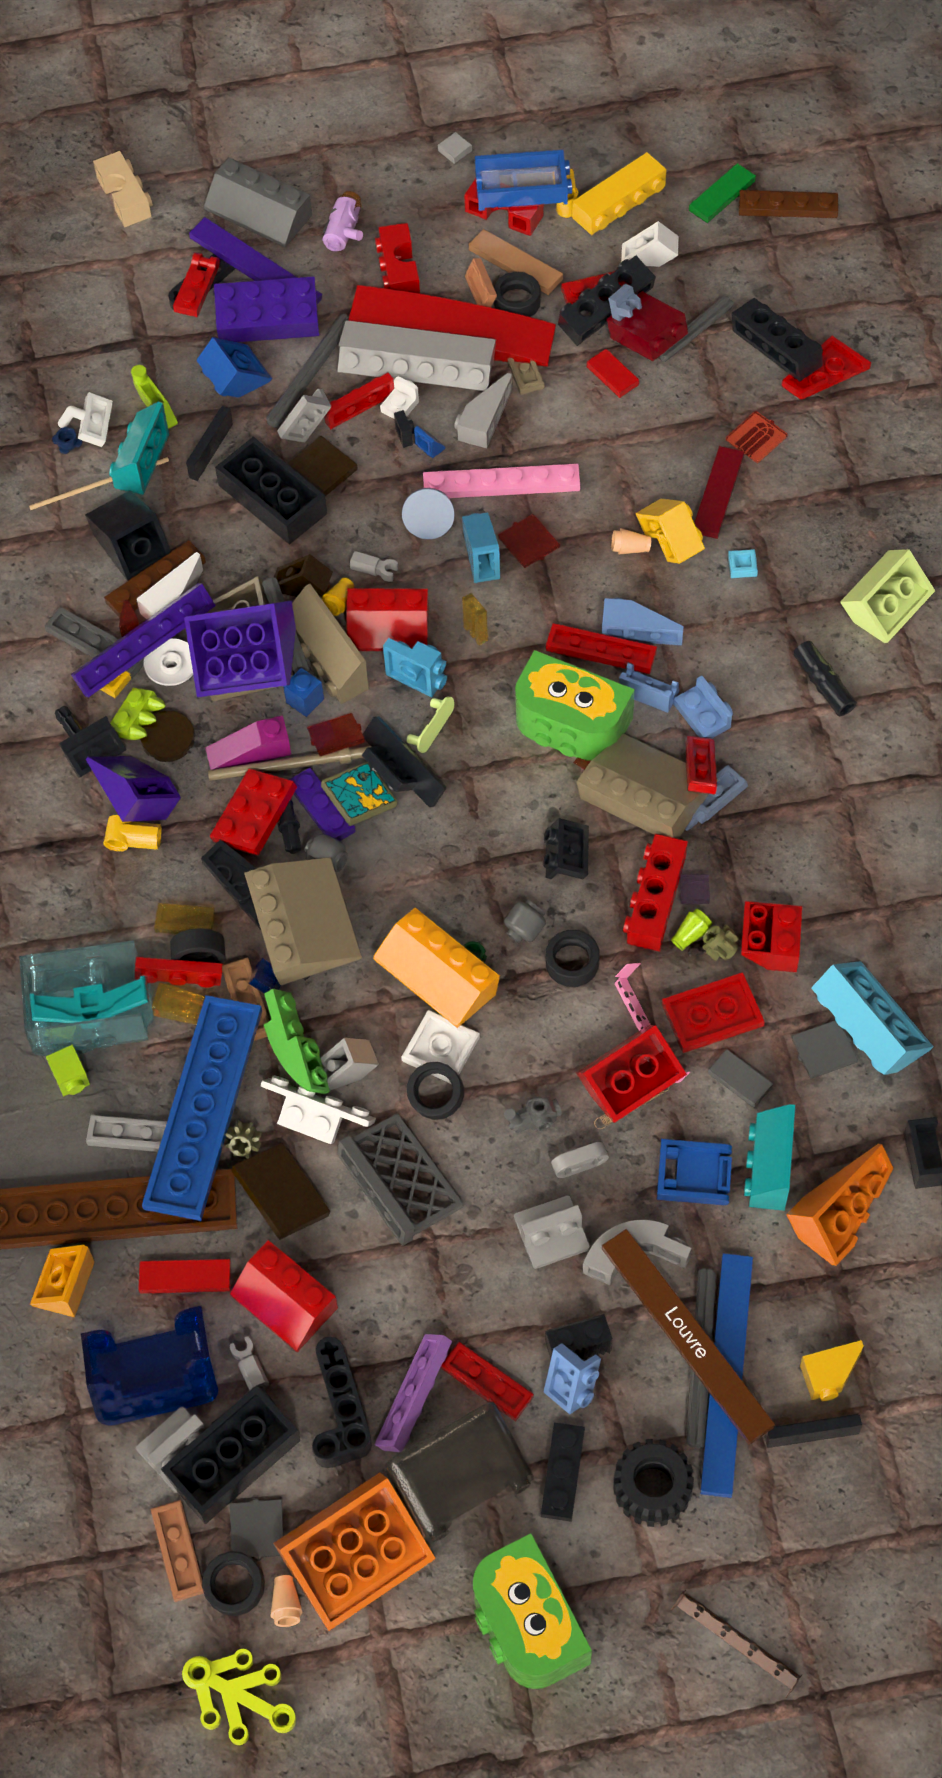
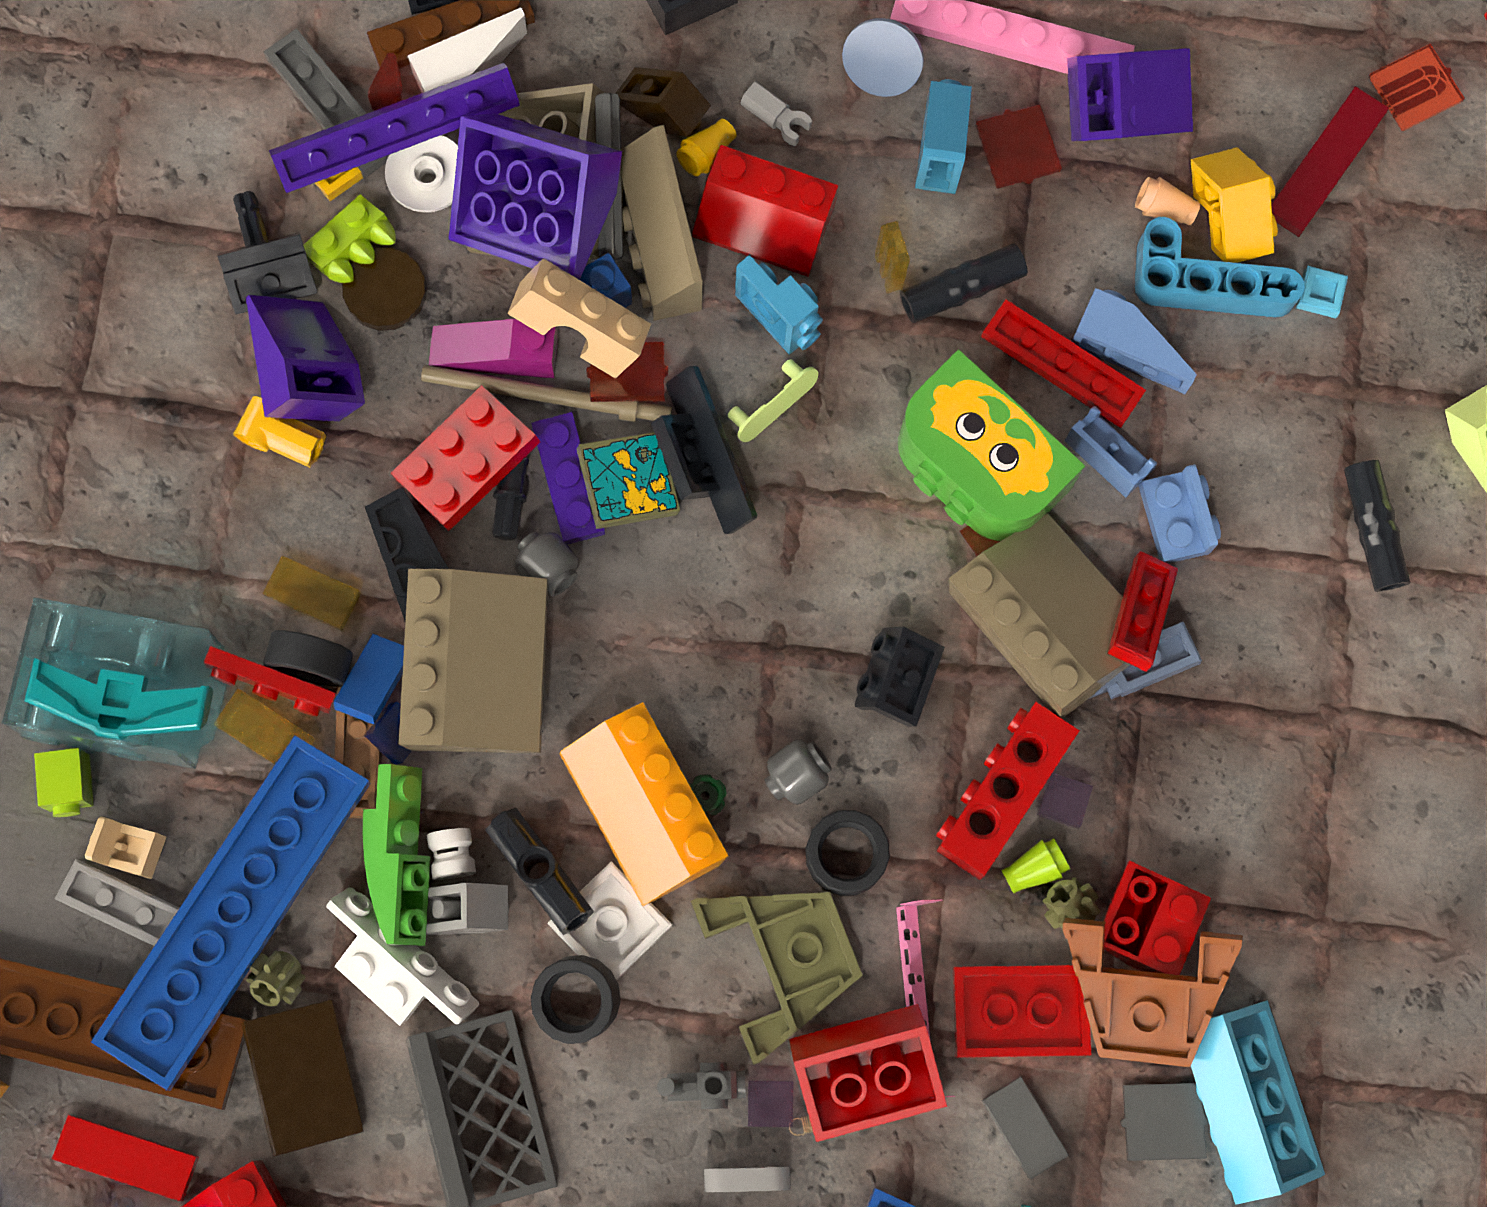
camera: 10 degrees right, 15 degrees up
(121, 1097) = (125, 847): none -> tan bracket
(242, 952) = (371, 680): none -> blue tile
(280, 696) = (556, 298): none -> tan arch
(326, 1033) = (456, 861): none -> white wheel
(397, 1032) = (554, 890): none -> black piece
(523, 623) = (963, 283): none -> black axle
(566, 1024) = (801, 951): none -> olive wing
(578, 1116) = (770, 1104): none -> clear purple tile
(584, 488) = (1130, 94): none -> dark purple slope
(709, 571) = (1216, 276): none -> dark azure beam
(787, 981) = (1143, 1012): none -> wing

